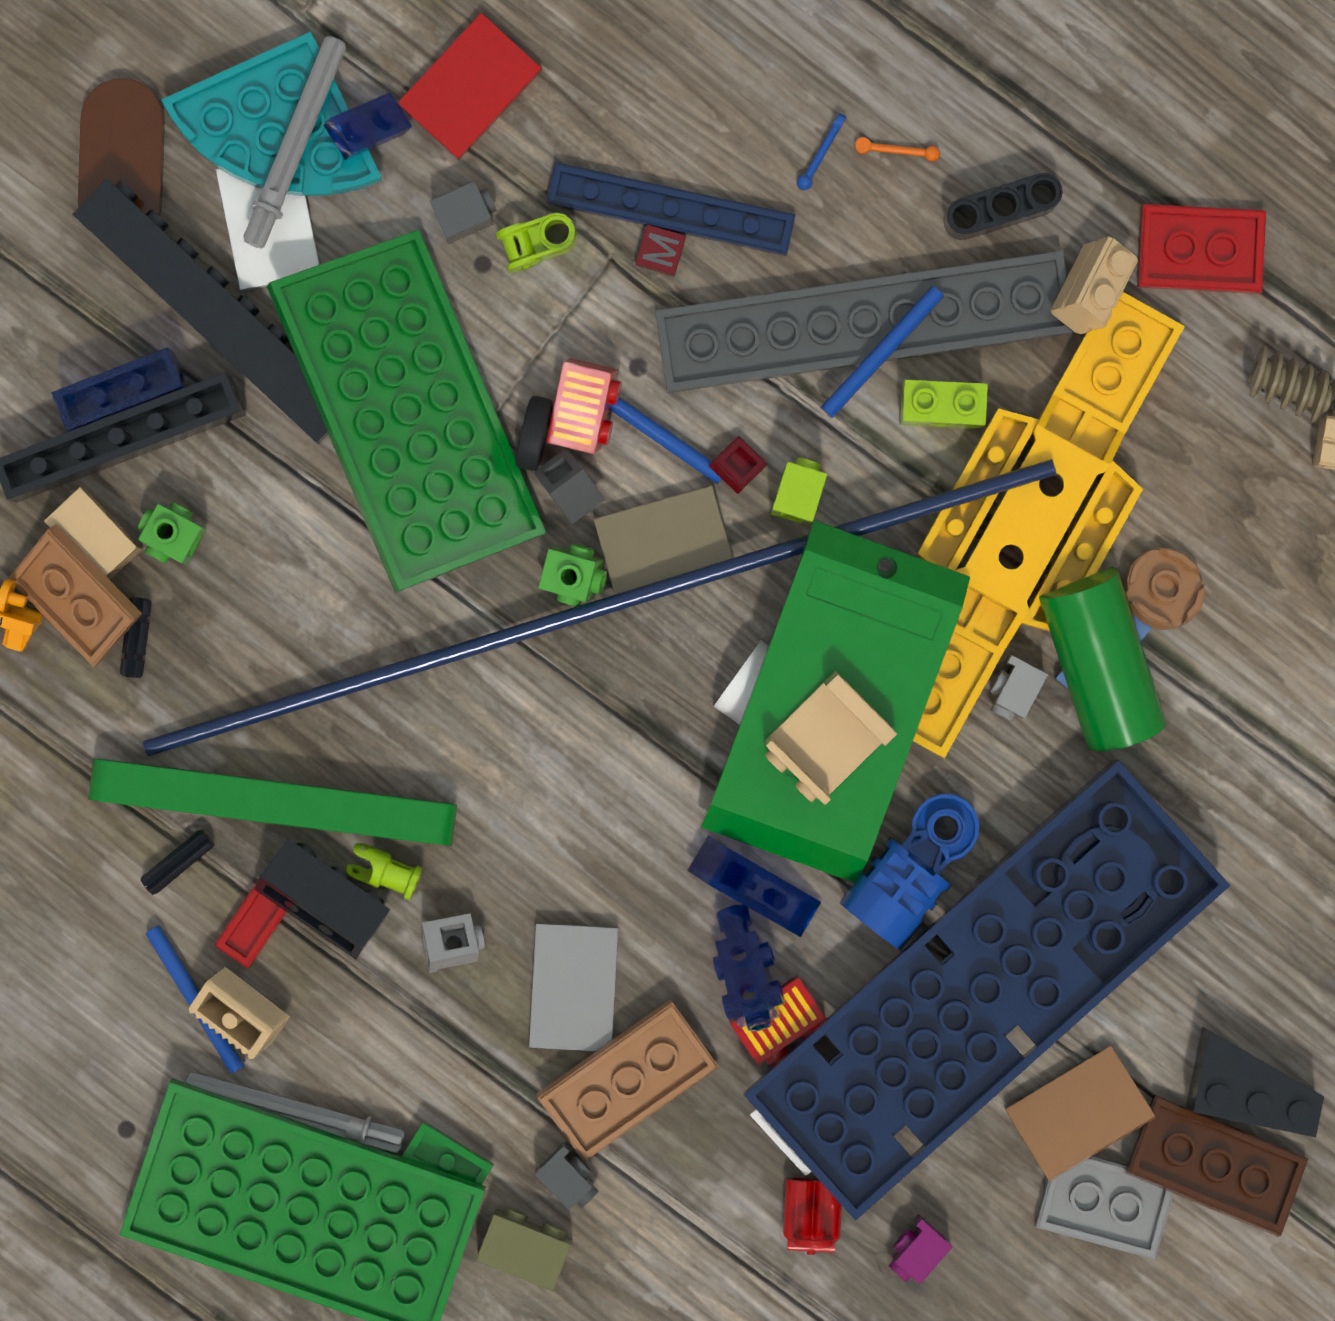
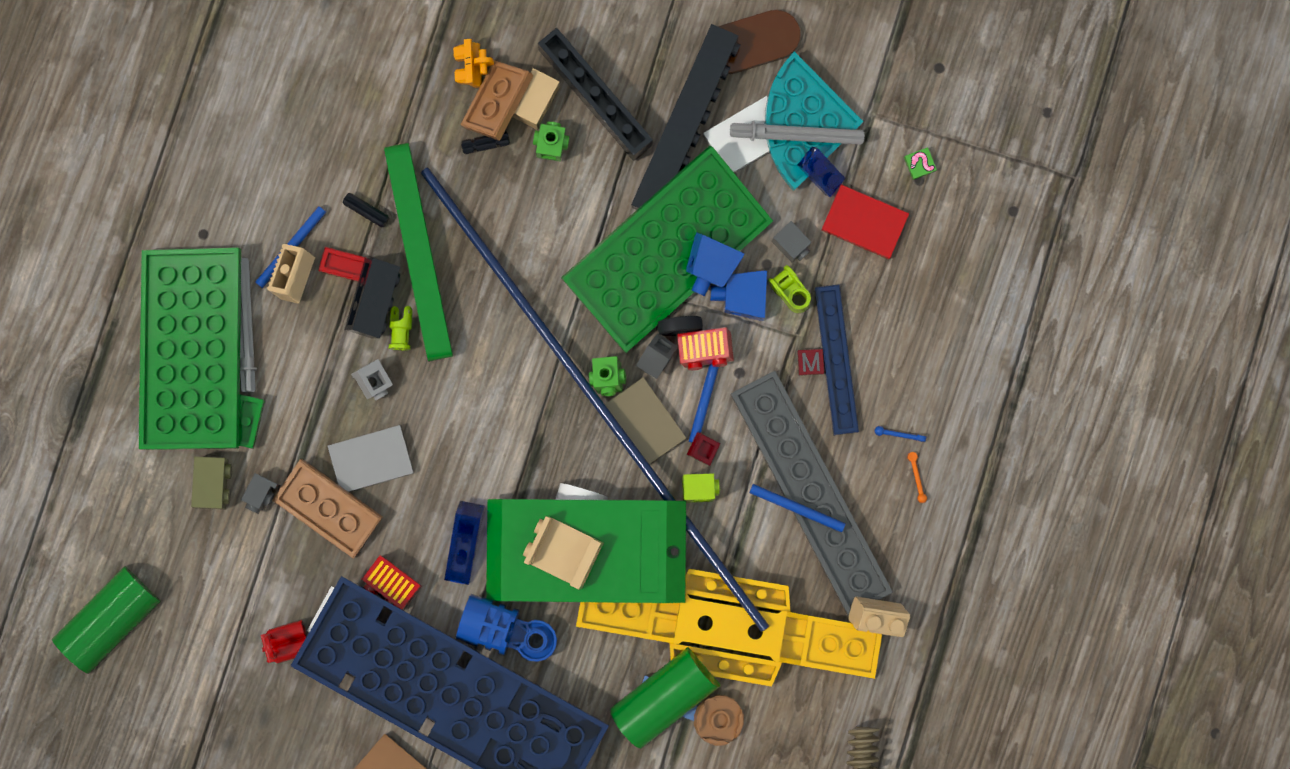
camera: 60 degrees right, 5 degrees down
(119, 389) = (622, 84): clear blue brick -> none
(453, 349) = (711, 263): none -> blue torso
(519, 317) = (743, 295): none -> blue torso
(747, 974) = (412, 555): clear blue brick -> none
(919, 1251) = (285, 711): magenta brick -> none
(943, 404) = (779, 554): lime brick -> none
(1016, 689) = (630, 654): light grey brick -> none
(1019, 194) = (917, 555): black beam -> none
(1201, 249) = (923, 673): red tile -> none

